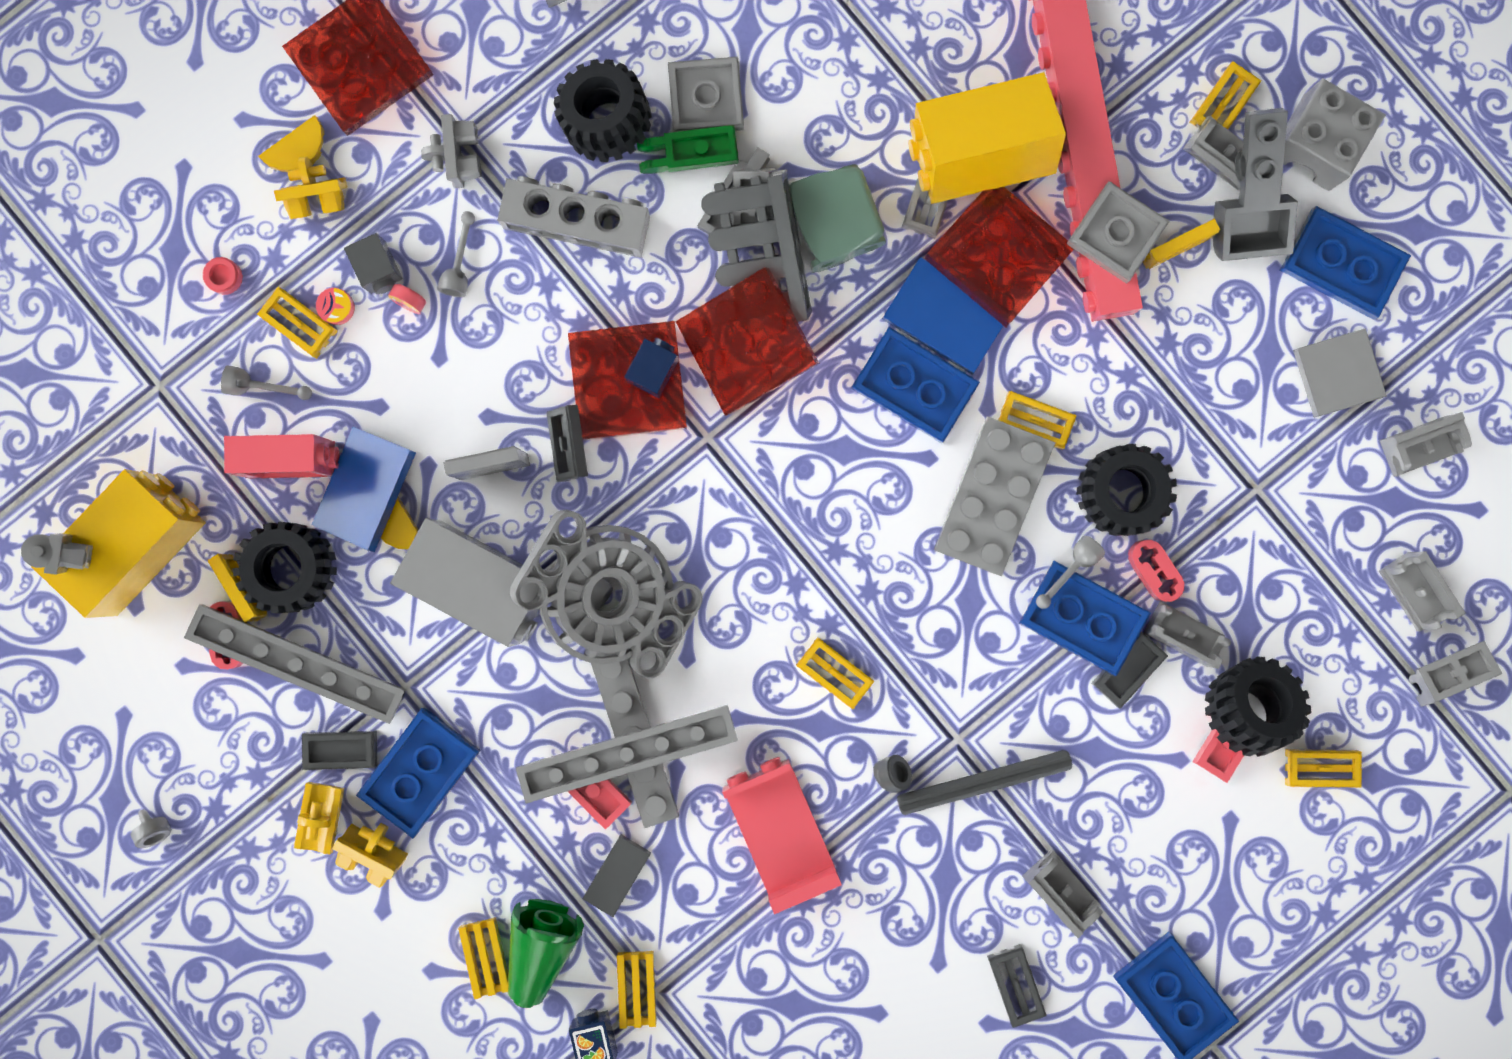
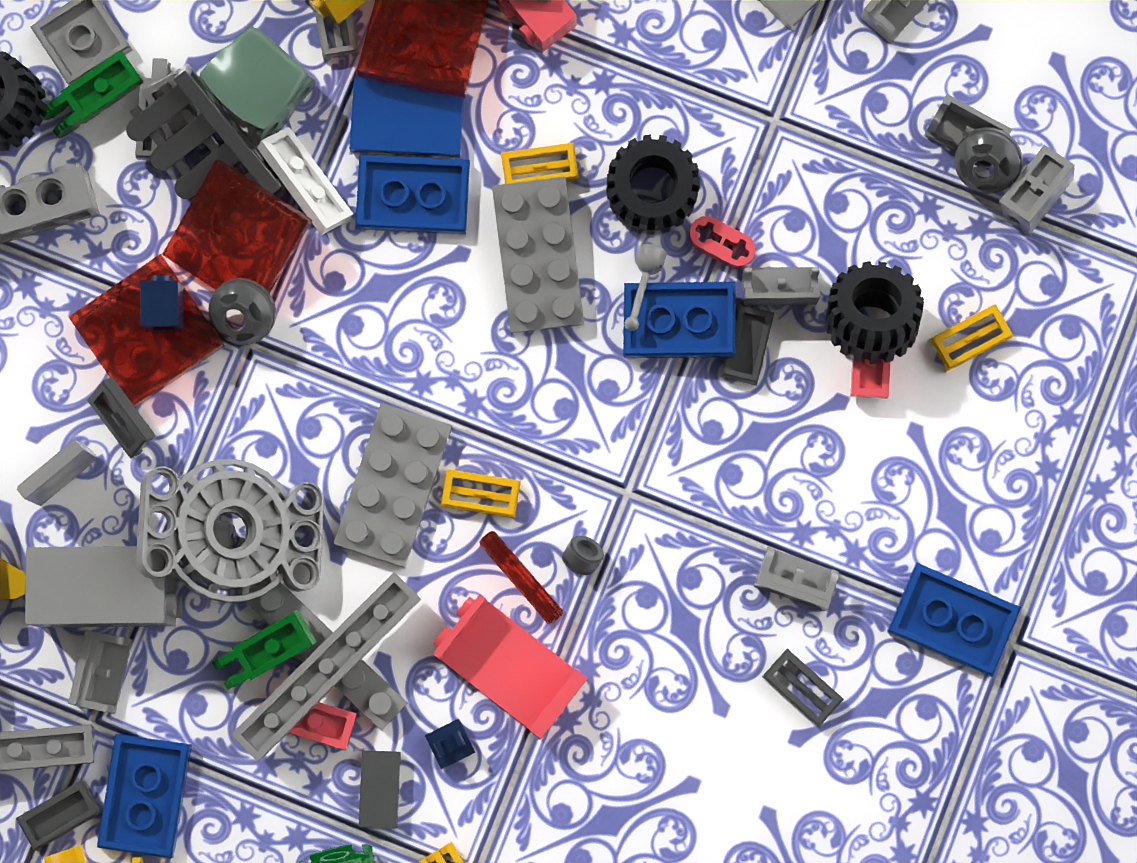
camera: 25 degrees left, 5 degrees down
(435, 650) = (100, 671): none -> light grey hinge
(585, 710) = (268, 648): none -> green hinge
(695, 870) = (450, 743): none -> dark blue tile
(728, 402) = (251, 301): none -> dark grey piece
(765, 625) = (393, 485): none -> light grey plate
(830, 324) = (305, 180): none -> white plate
(830, 763) = (521, 577): none -> clear red axle
(984, 782) = (671, 518): dark grey axle -> none
(1433, 614) = (991, 146): none -> dark grey piece

